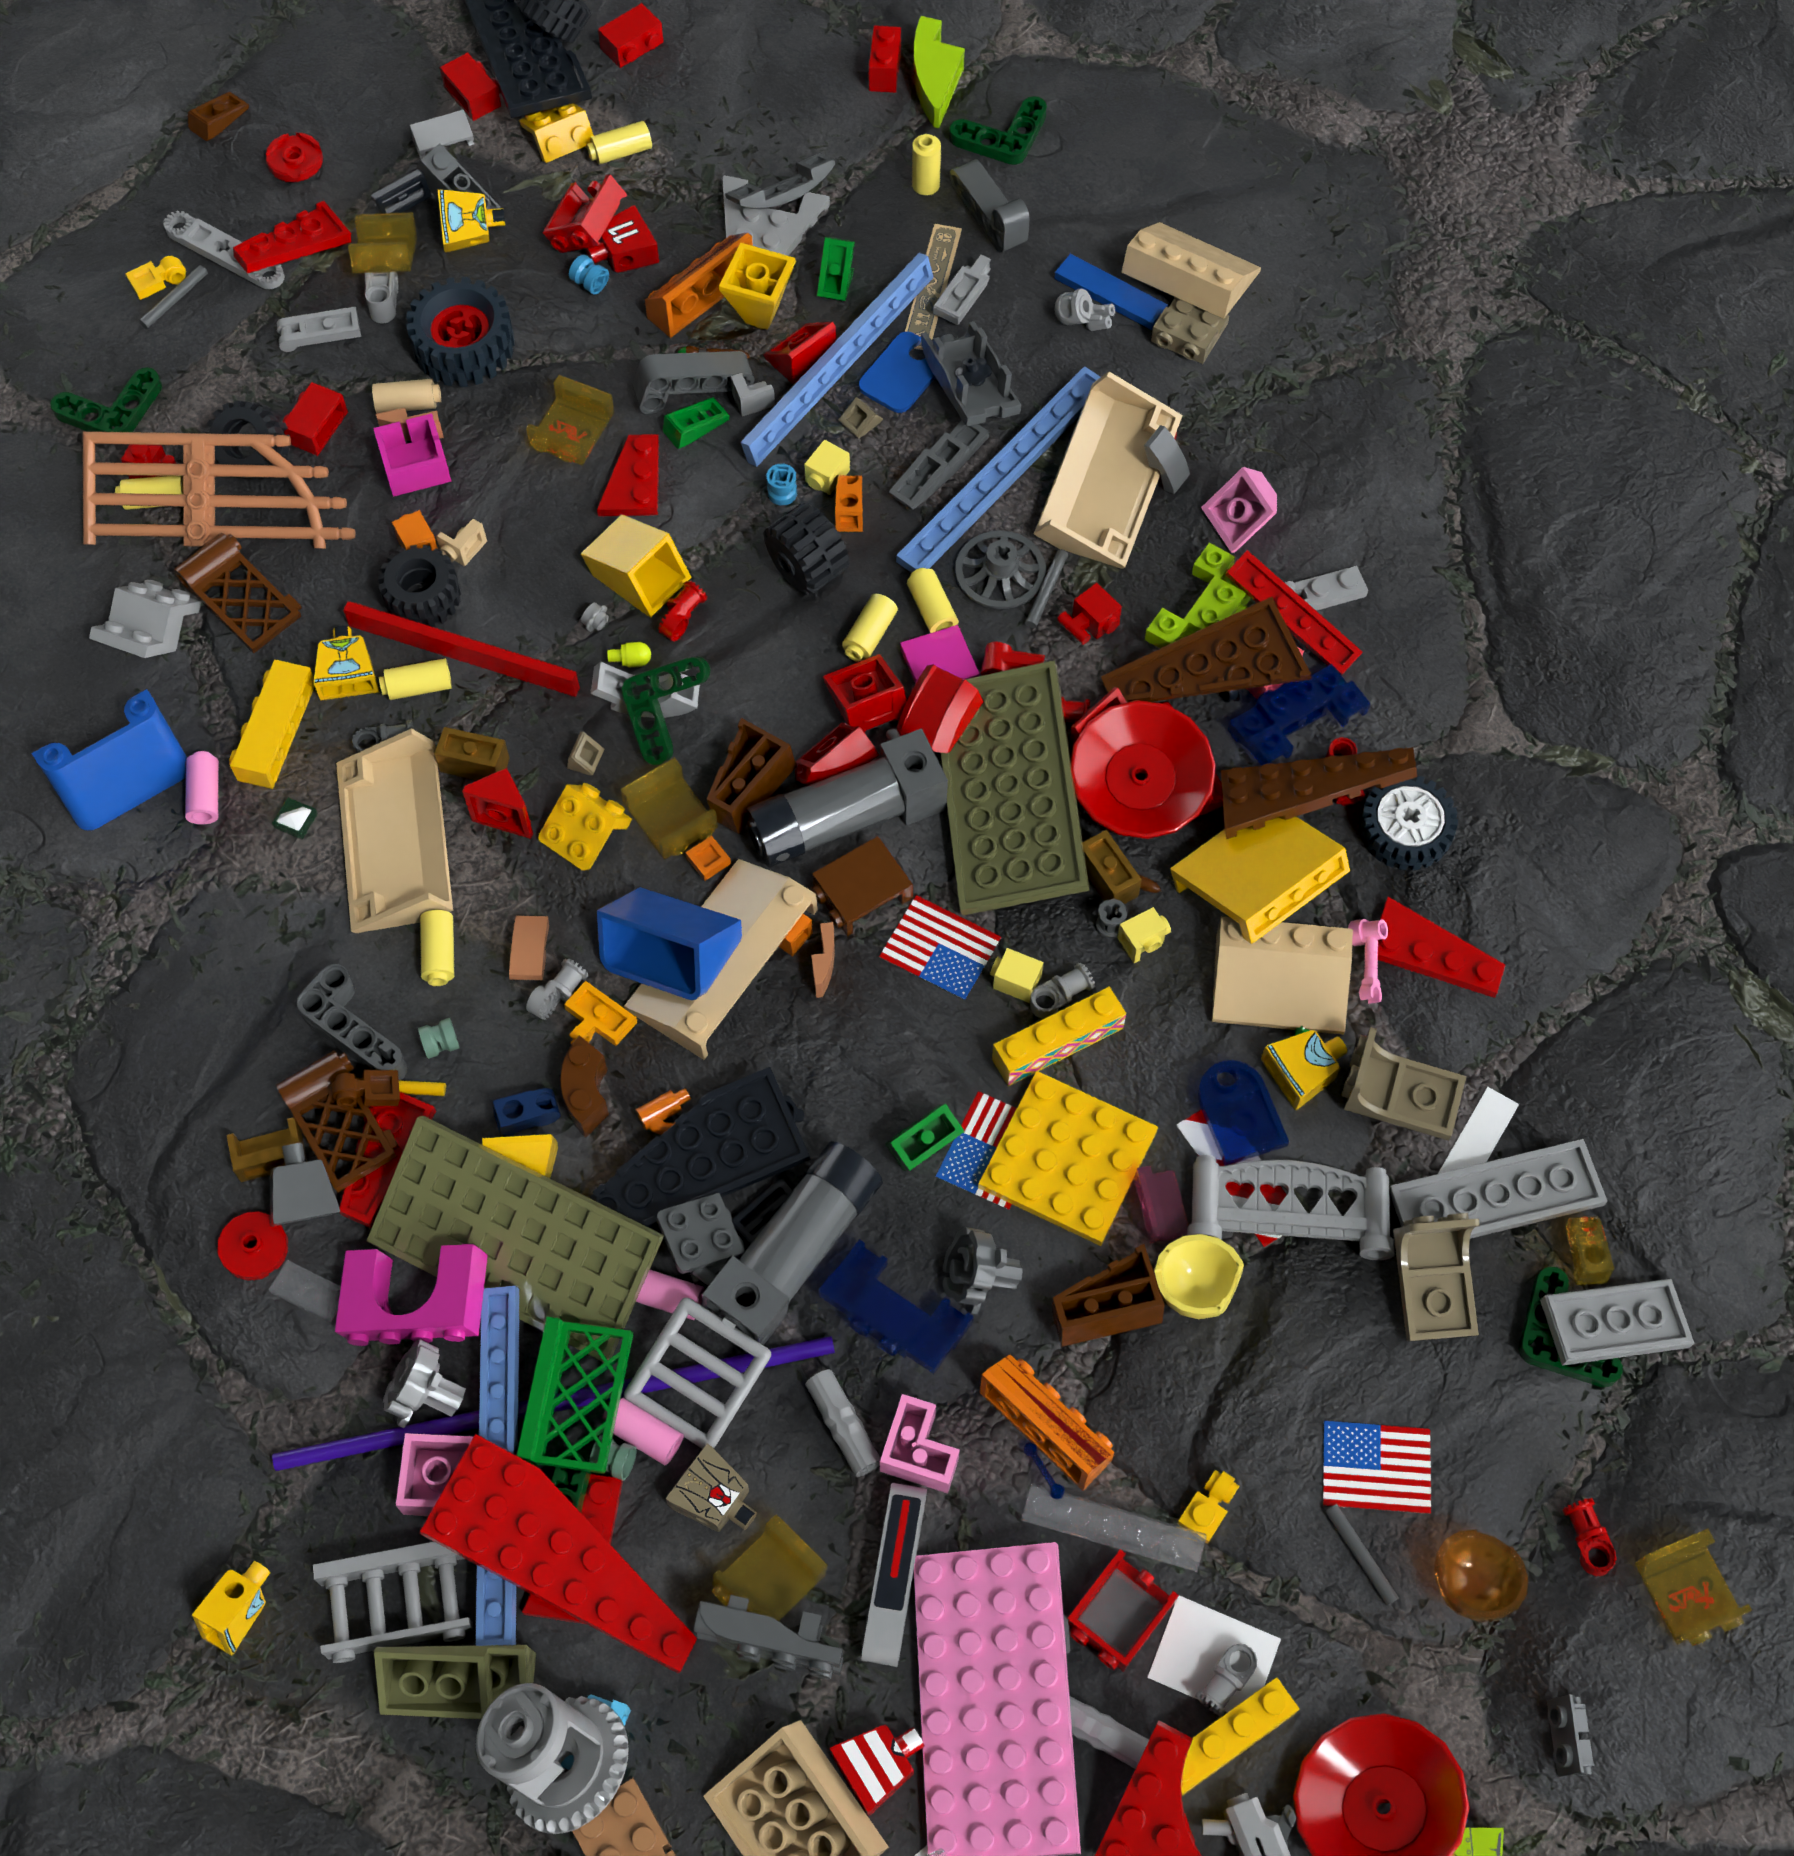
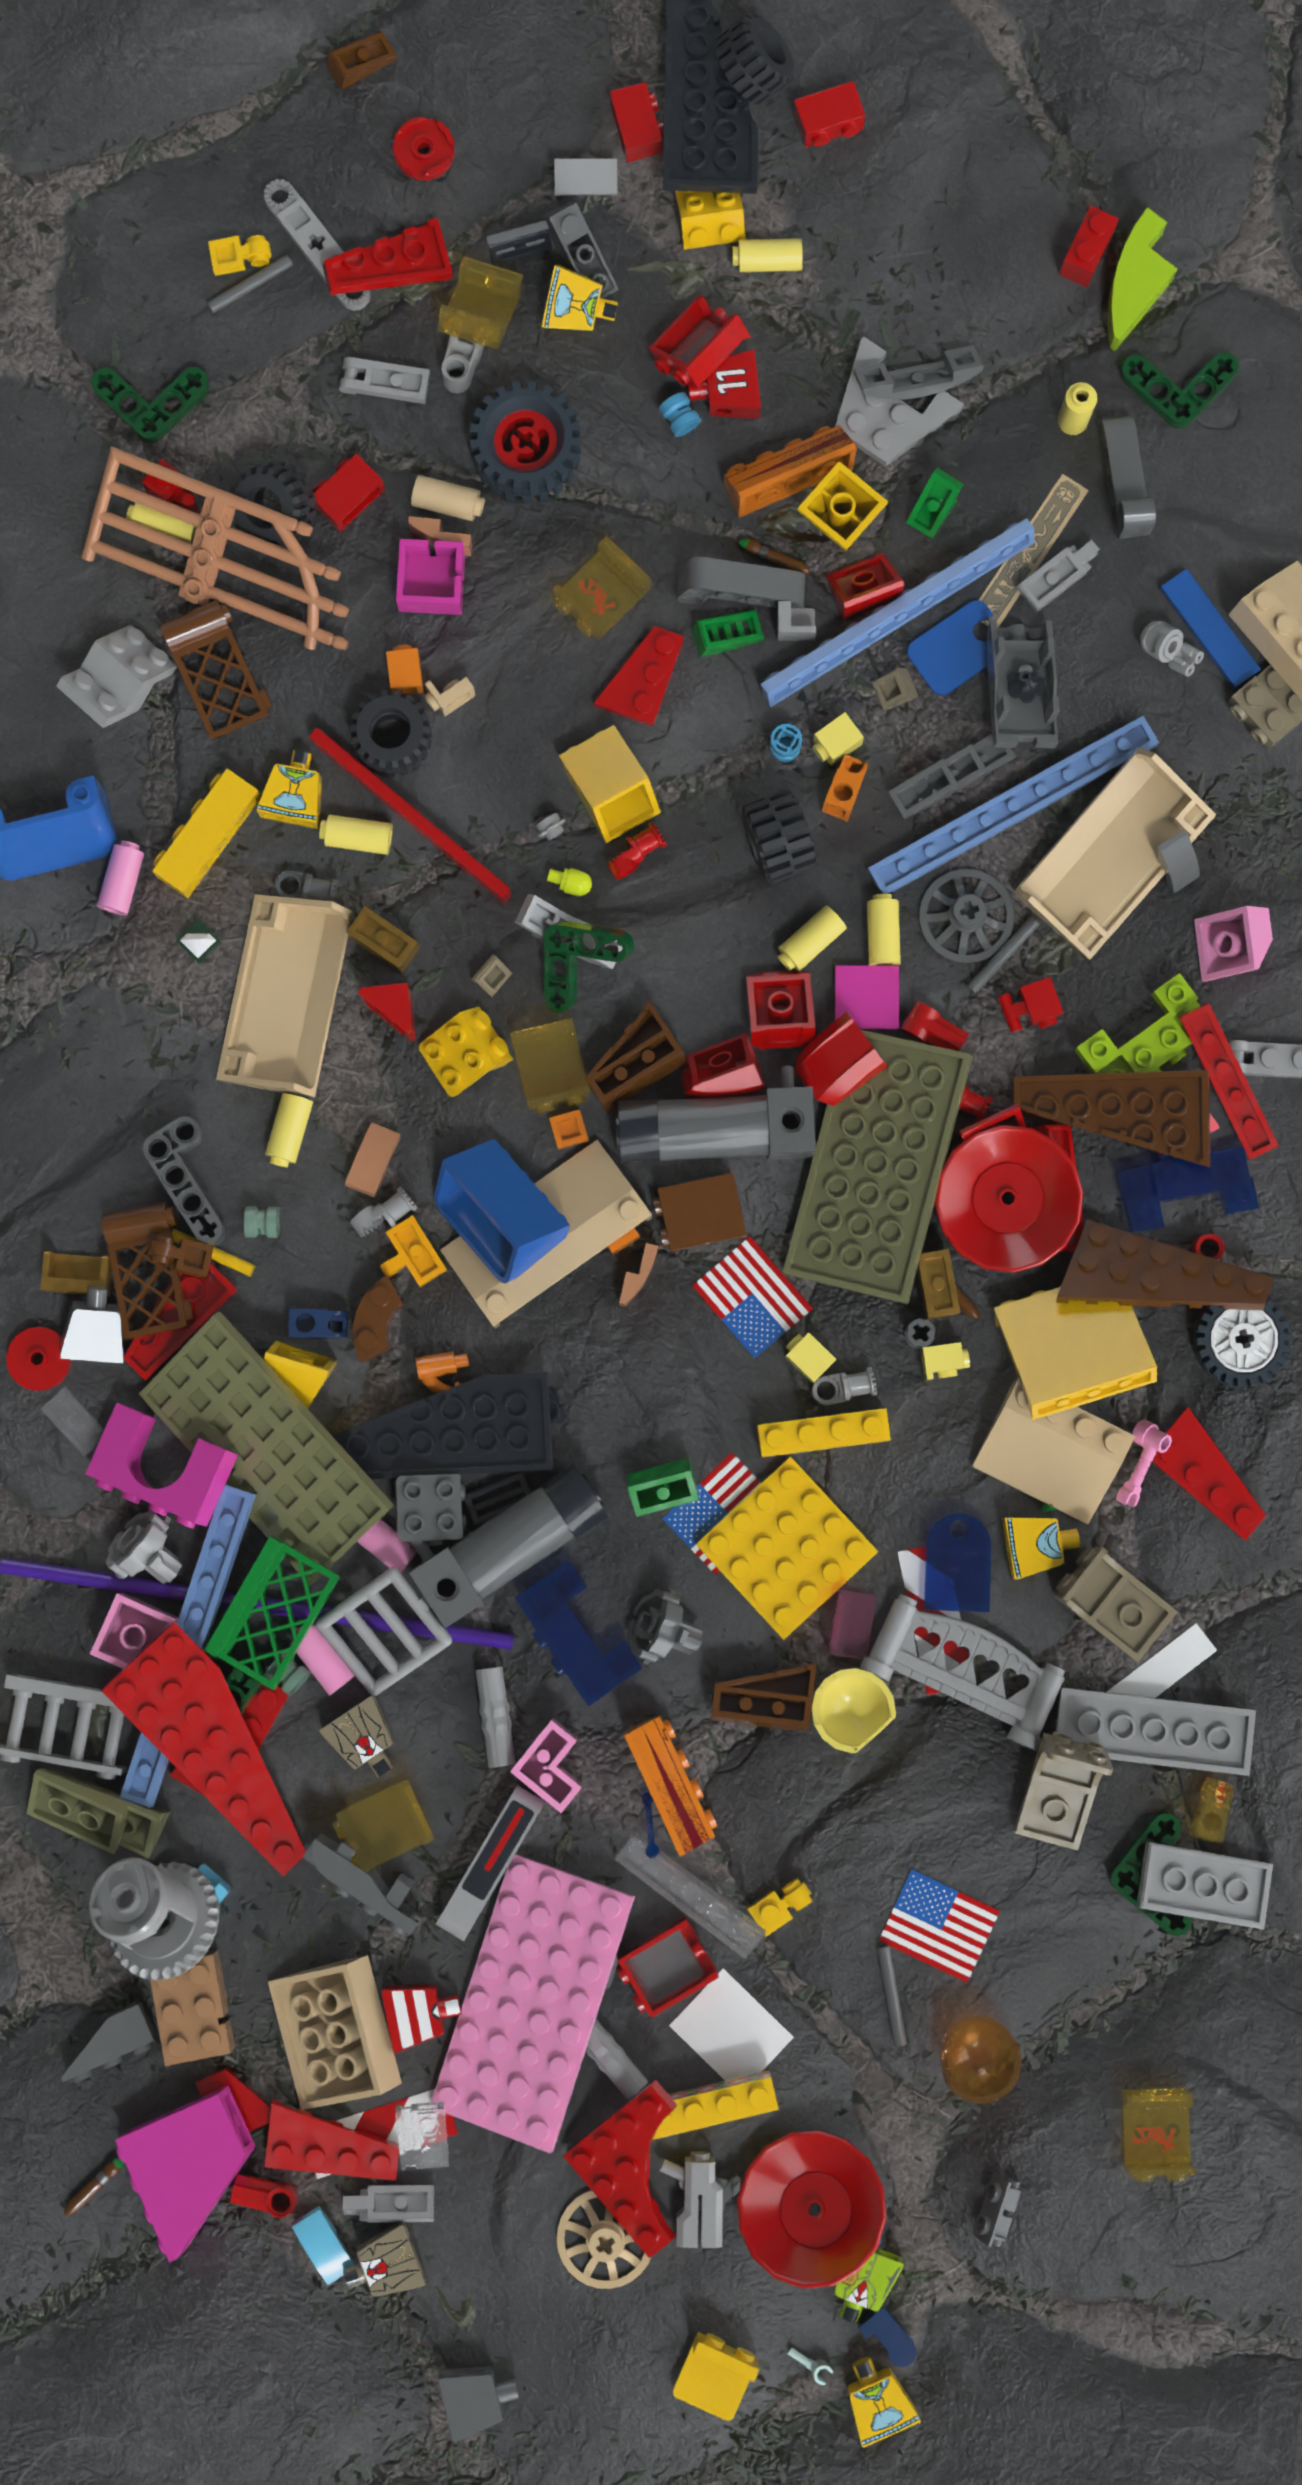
camera: 20 degrees right, 20 degrees up
(1226, 1680) = (732, 2057): light grey connector -> none
(1590, 1536) = (1092, 2056): red connector -> none

